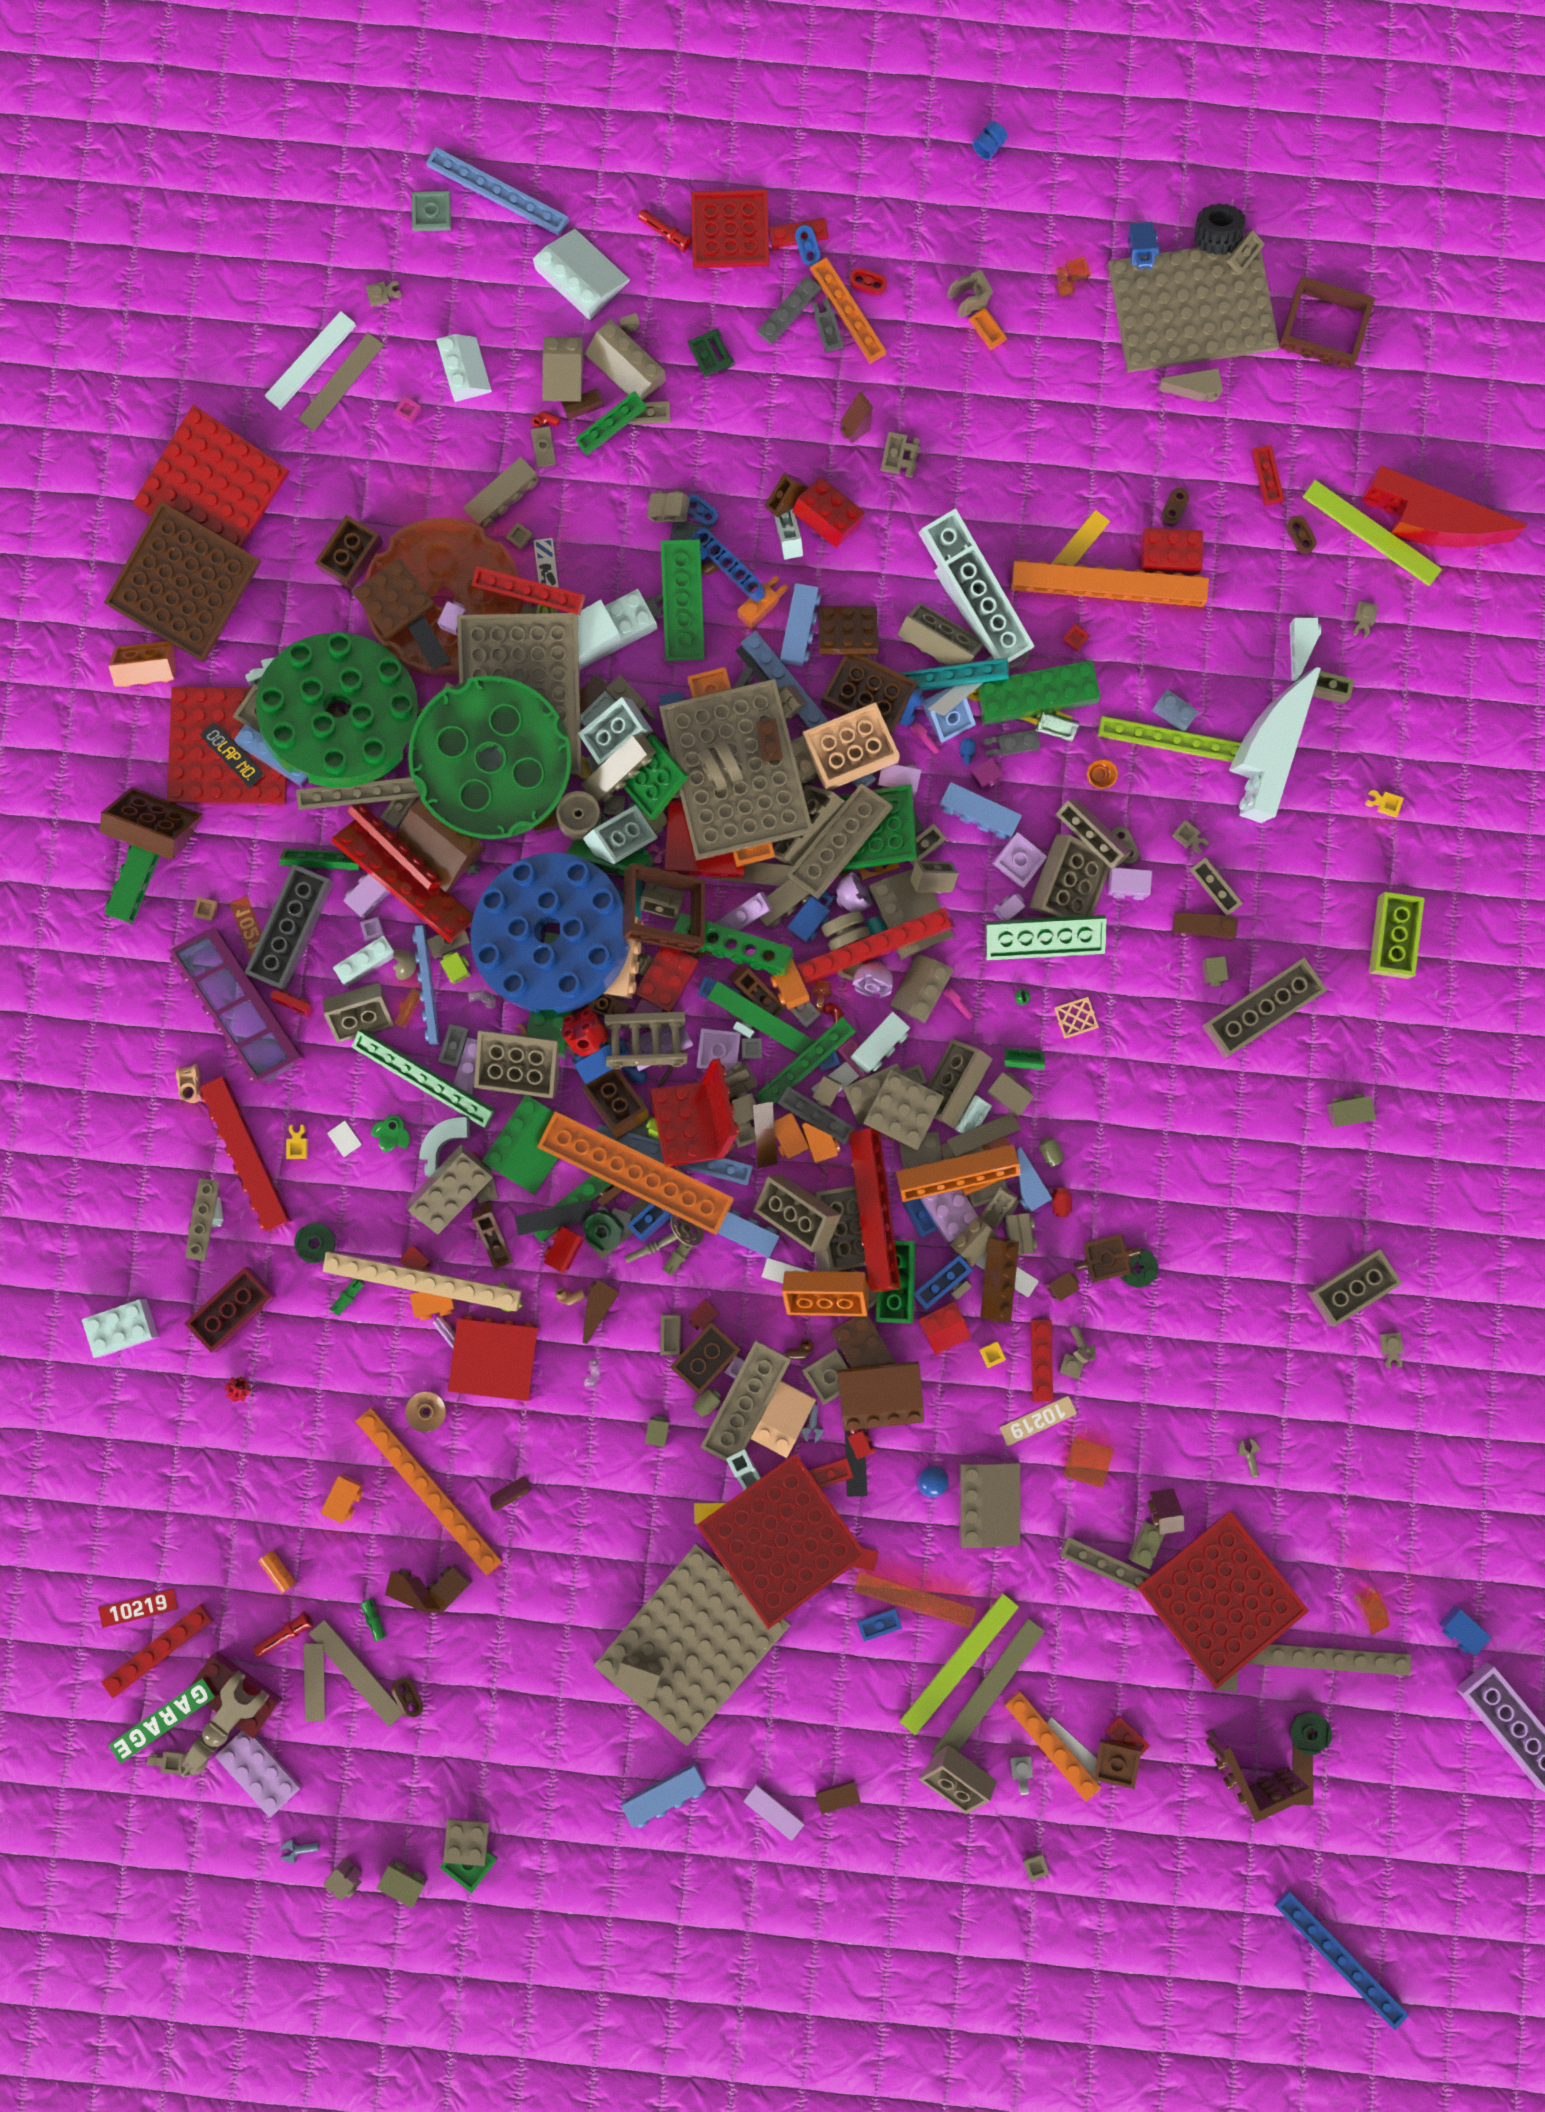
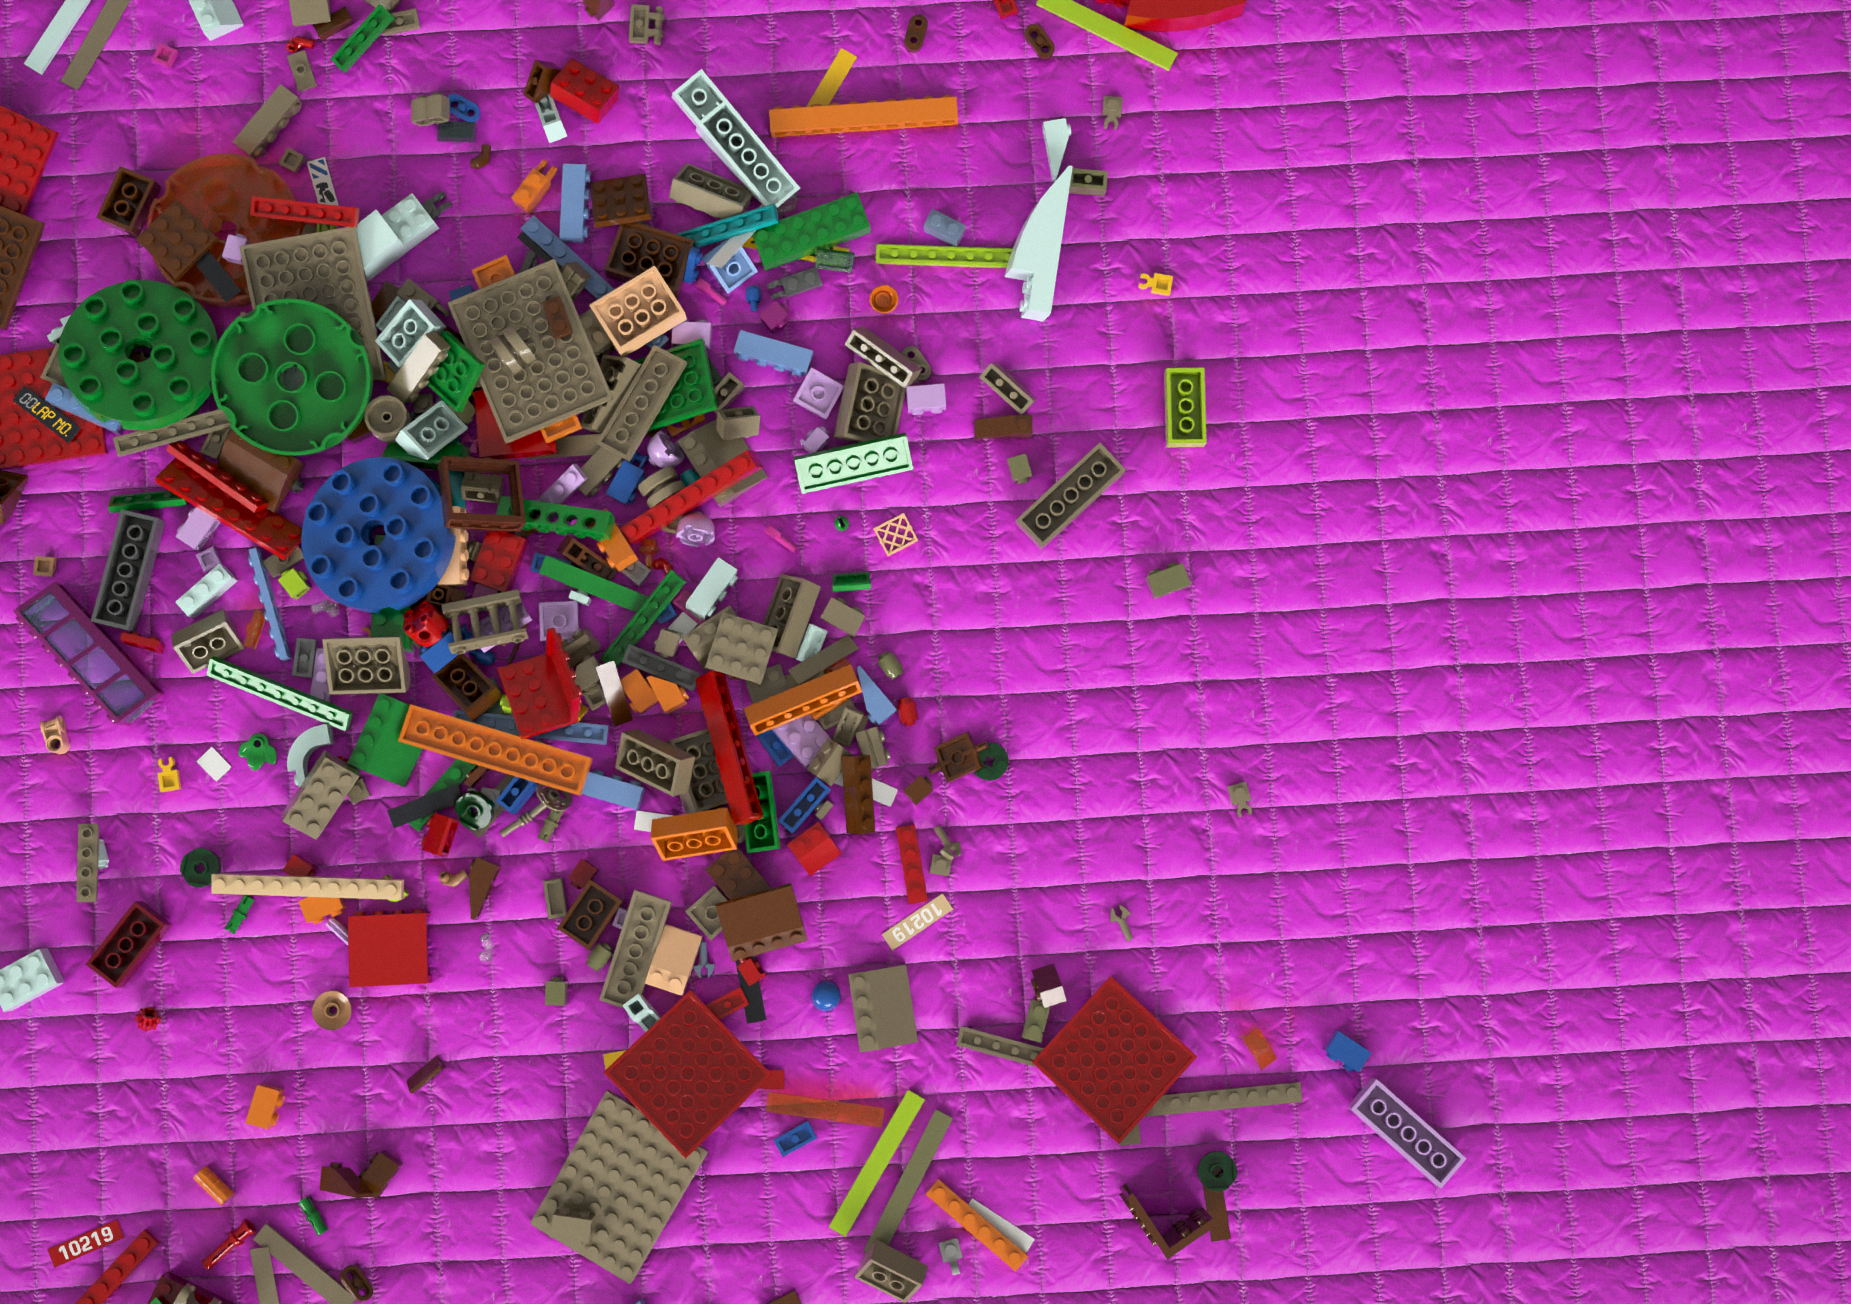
camera: 15 degrees left, 0 degrees up
(245, 1154) = (120, 794): red brick -> none
(246, 923) = (86, 572): clear orange sticker -> none
(406, 964) = (245, 587): dark tan hair -> none
(429, 1491) = (347, 1085): orange plate -> none
(491, 1235) = (369, 832): reddish brown slope -> none
(682, 600) = (457, 197): green plate -> none
(724, 558) = (489, 151): blue beam -> none
(752, 1048) = (590, 614): flat silver plate -> none
(802, 1351) = (683, 893): reddish brown arm -> none
(916, 1074) = (750, 613): dark tan plate -> none
(921, 988) = (744, 530): dark tan slope -> none
(992, 1354) = (863, 866): yellow plate -> none
(1075, 637) = (840, 173): red plate -> none
(1088, 1462) = (970, 953): clear orange tile -> none
(1117, 1763) = (1039, 1230): reddish brown plate -> none
(1125, 1734) = (1045, 1205): red plate -> none
(1171, 551) = (918, 76): red brick -> none
(1187, 835) = (975, 344): dark tan plate -> none
(1354, 1287) = (1194, 746): dark tan brick -> none

